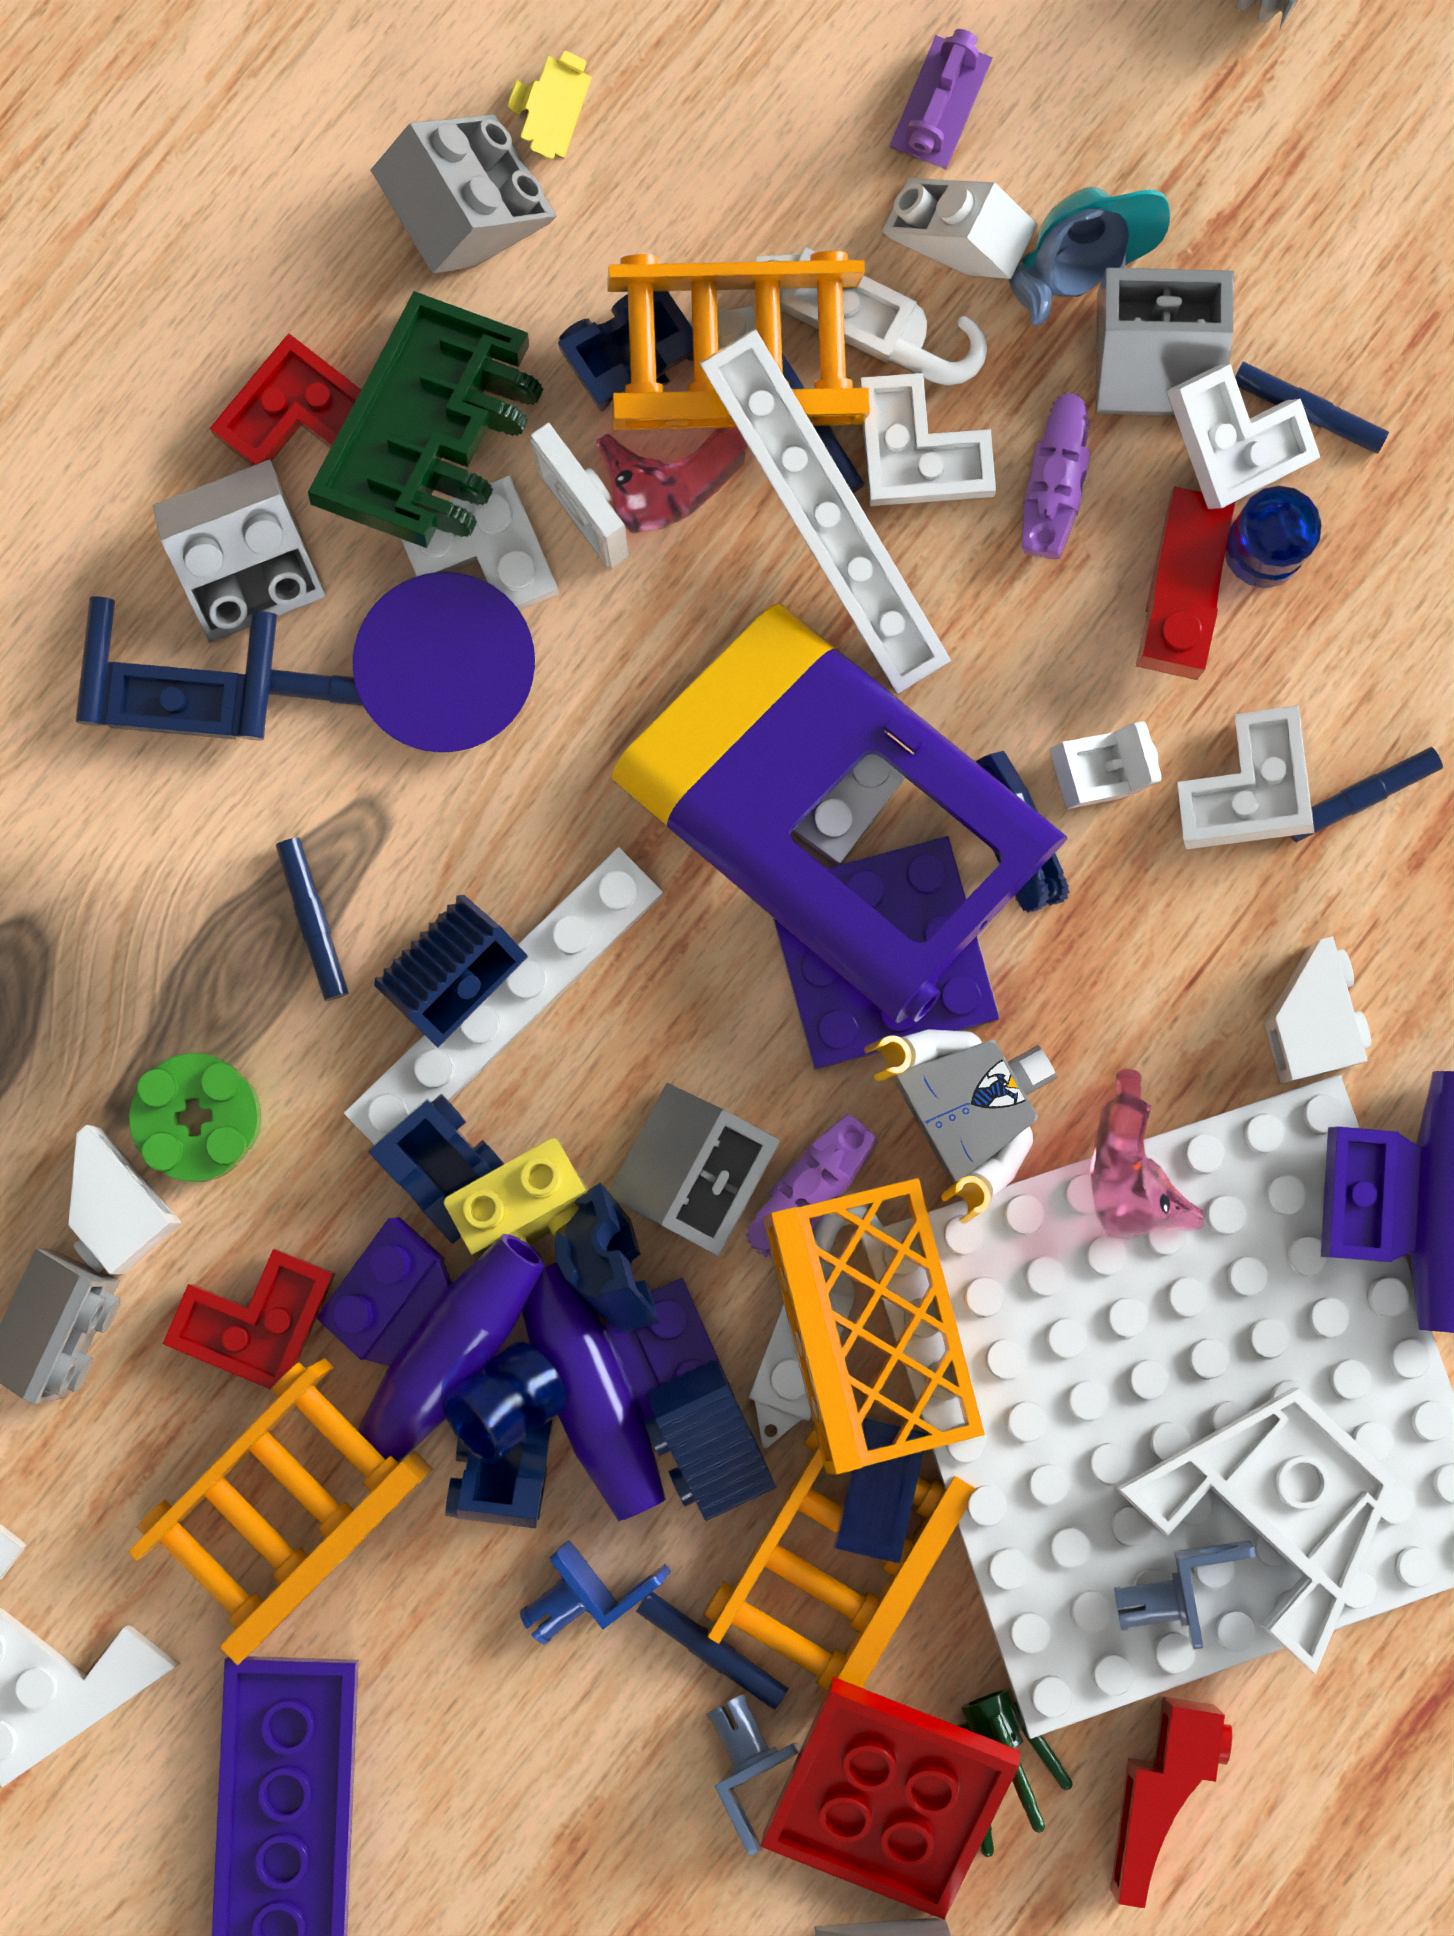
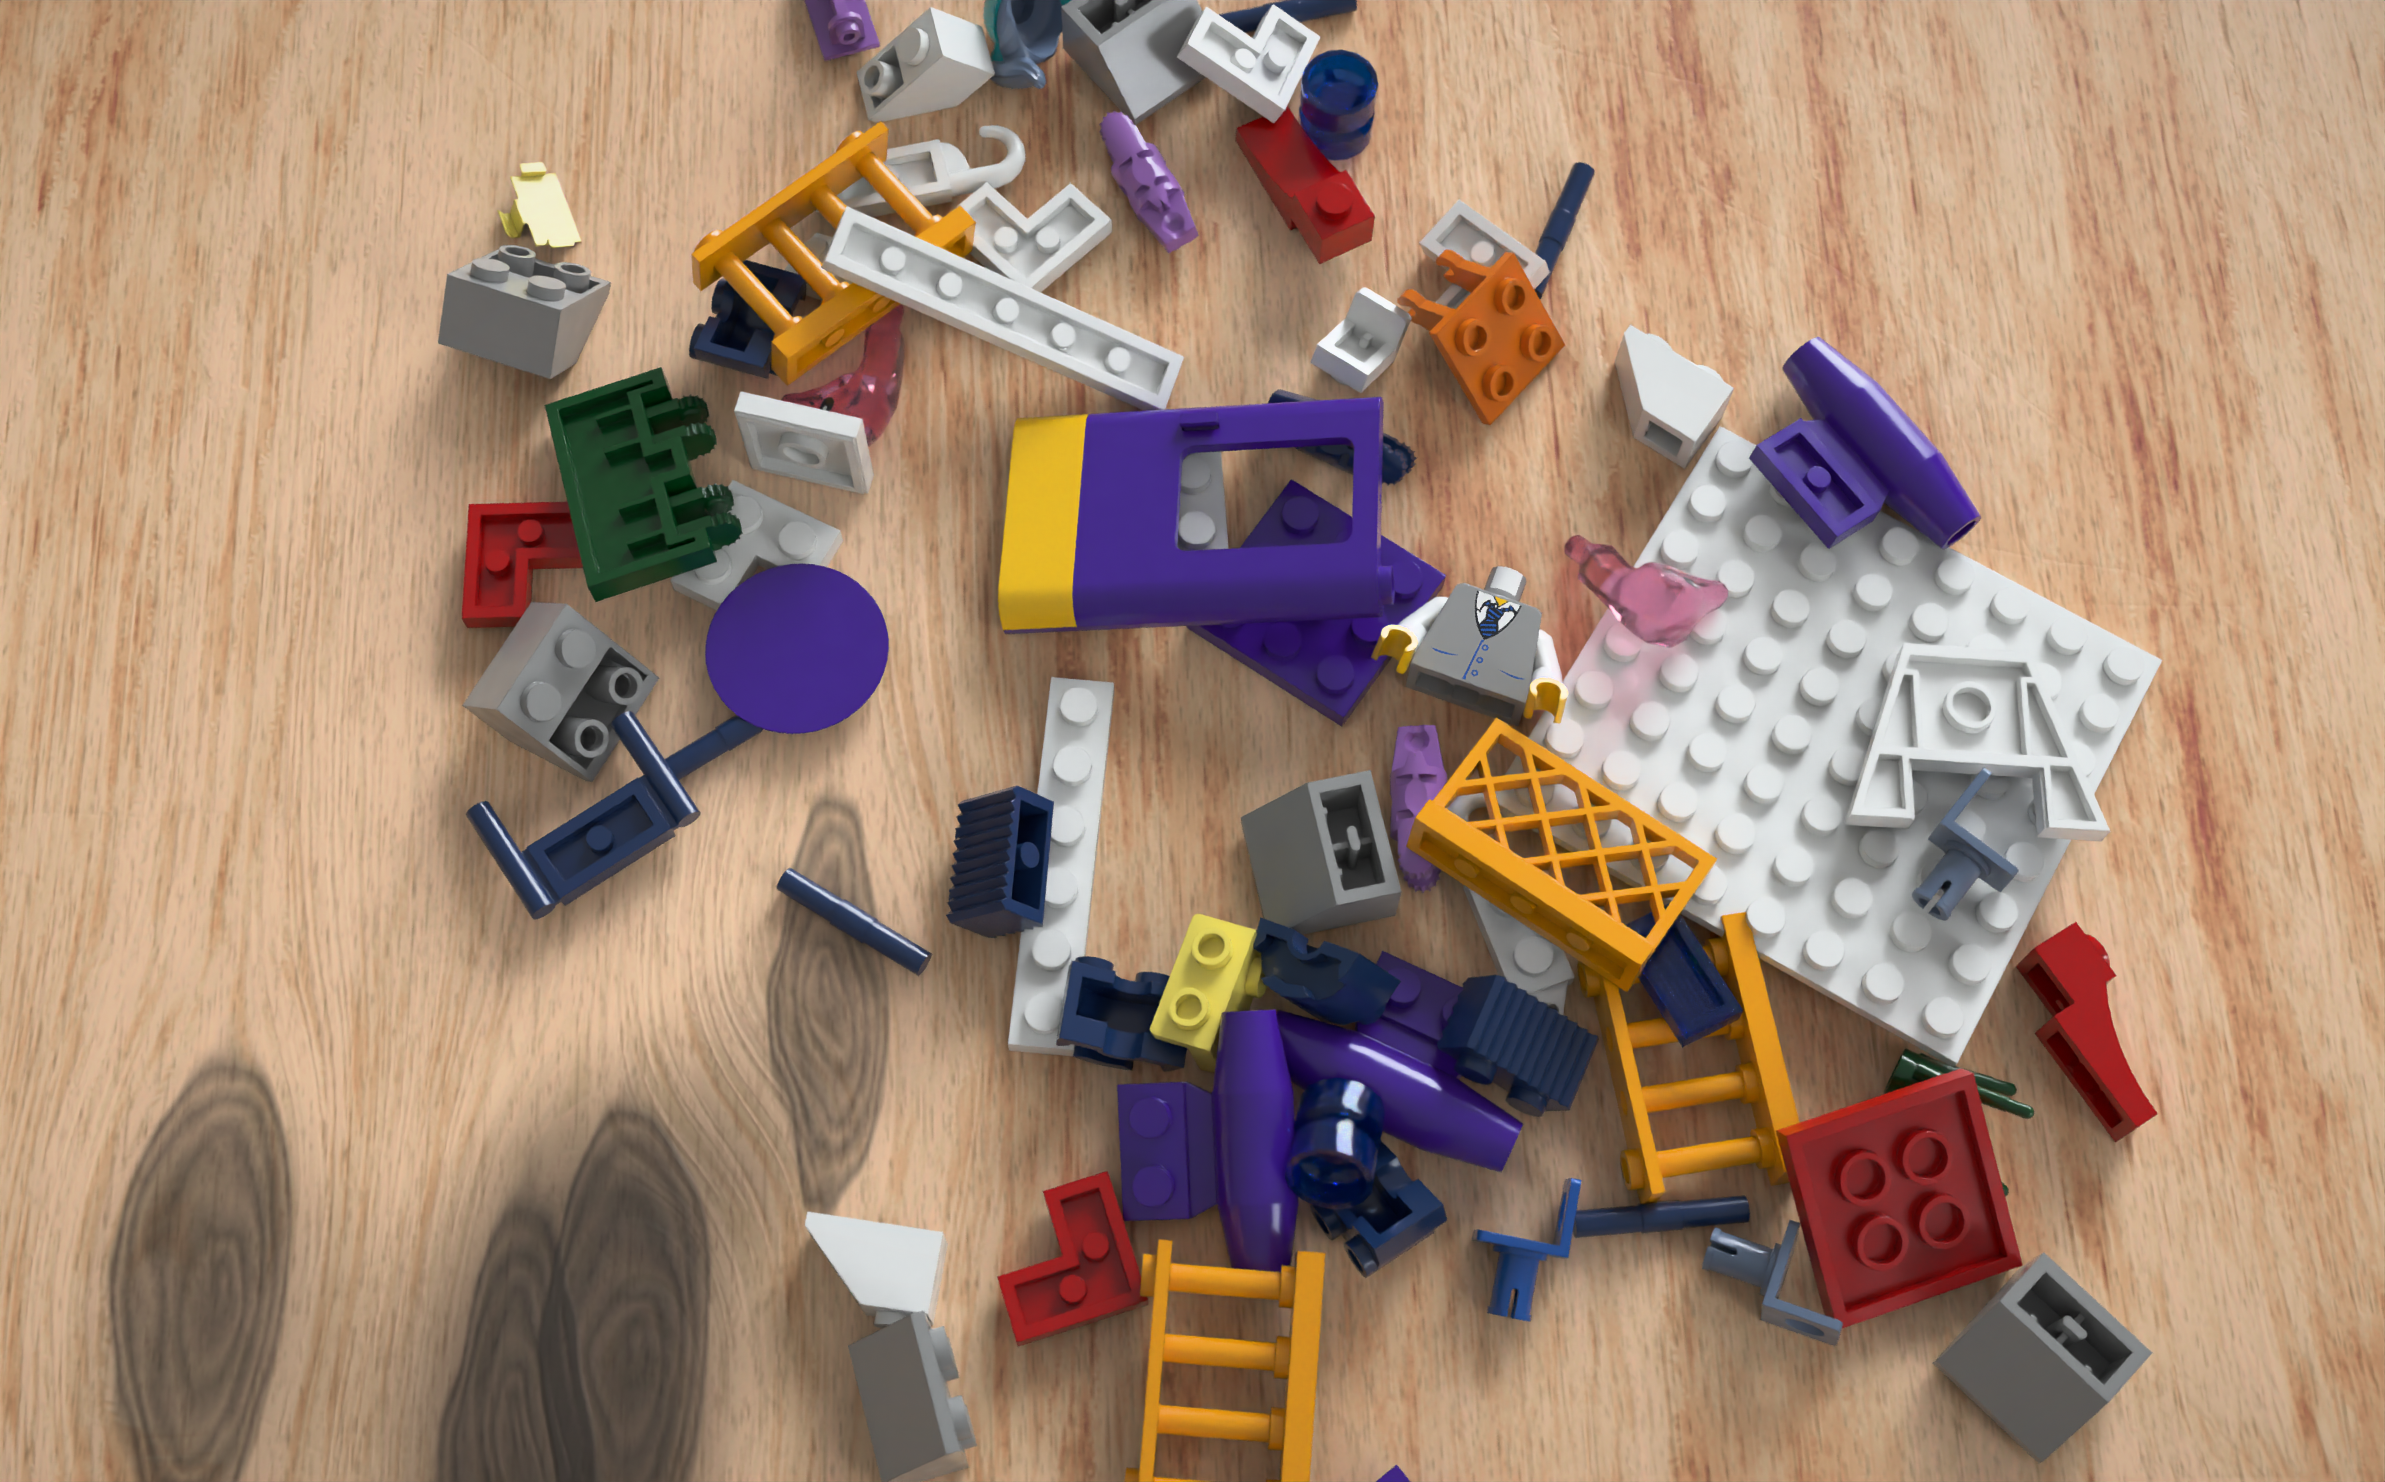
camera: 45 degrees left, 15 degrees down
(166, 1093) = (888, 1187): bright green plate -> none
(1216, 853) = (1494, 336): none -> orange plate

